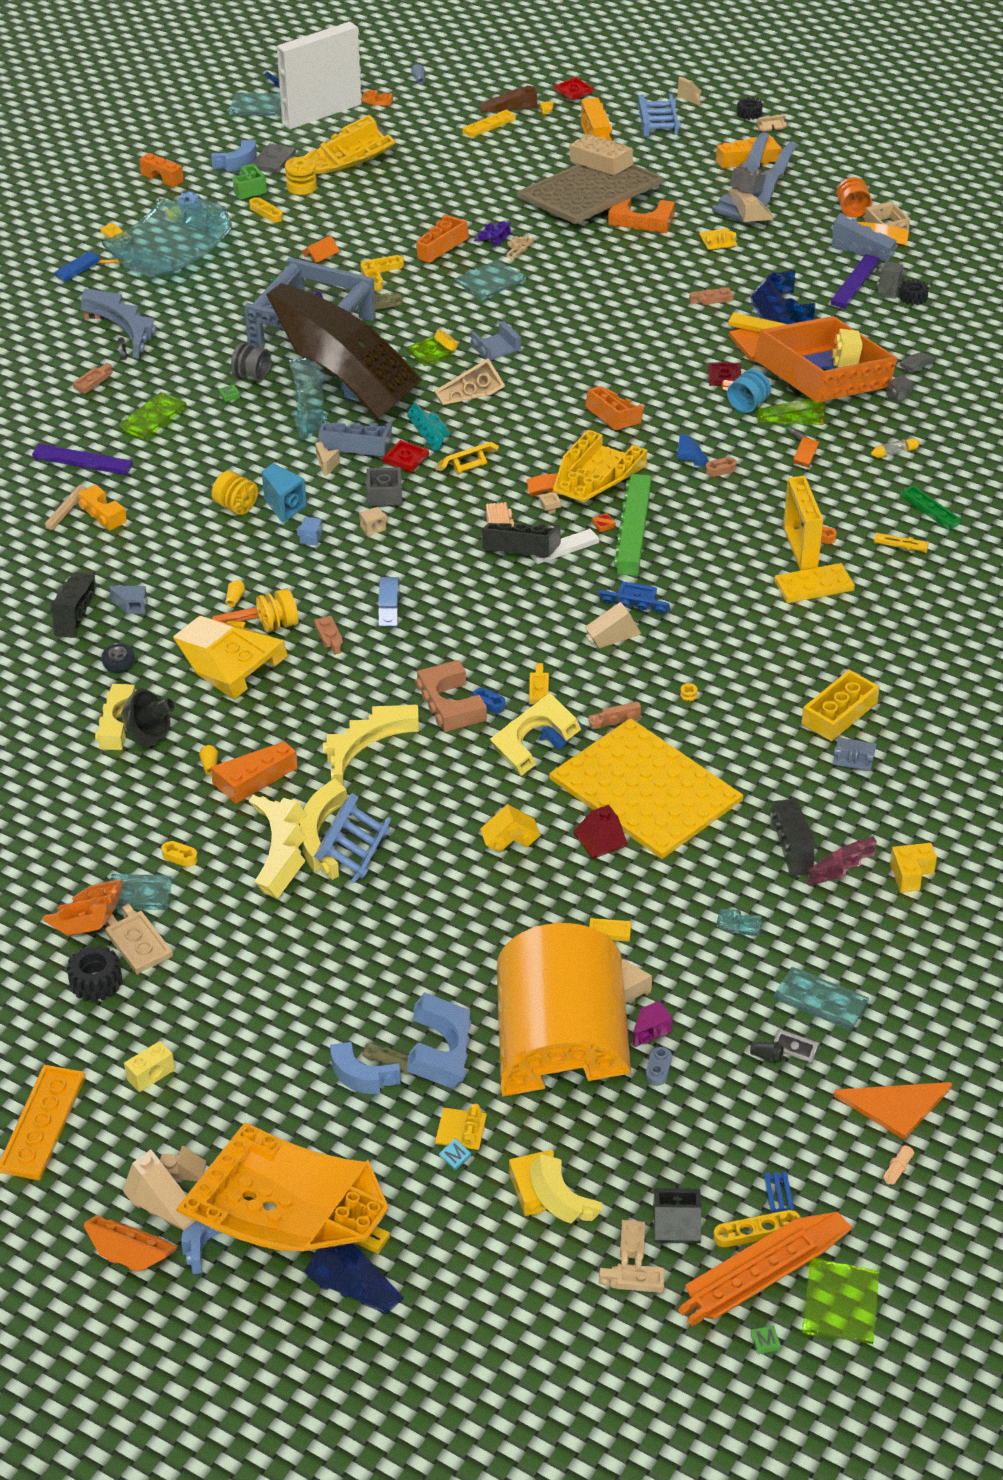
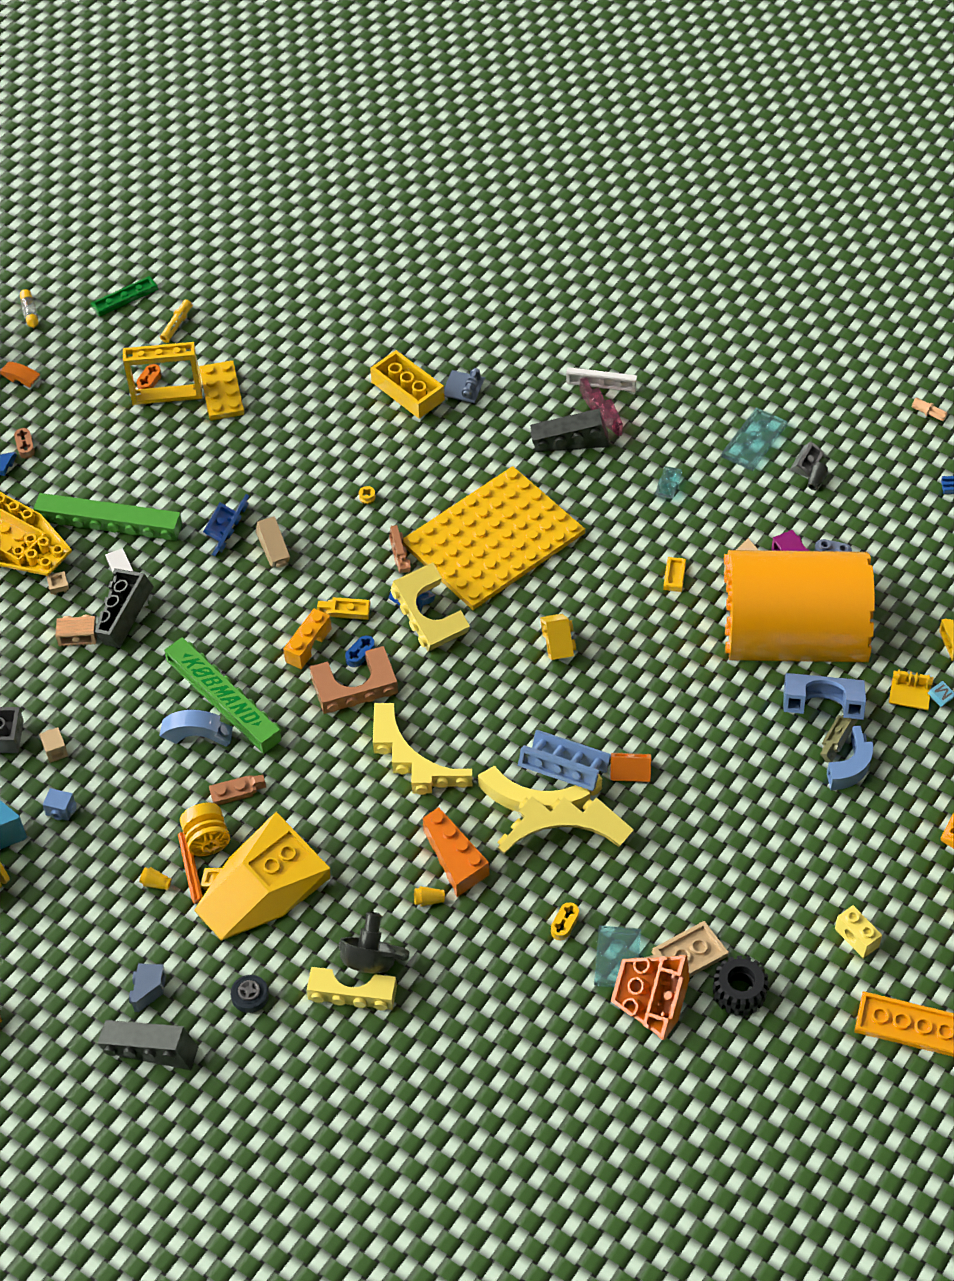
camera: 85 degrees left, 10 degrees up
(356, 894) = (630, 767): none -> orange panel
(429, 614) = (223, 695): none -> bright green brick
(510, 662) = (299, 647): none -> light orange arch
(541, 484) = (23, 588): orange slope -> none
(601, 832) = (555, 571): dark red slope -> none
(603, 522) = (95, 544): orange tile -> none
(883, 860) = (602, 379): none -> white tile
(895, 1107) = (867, 404): orange tile -> none
(910, 863) = (611, 361): yellow brick -> none

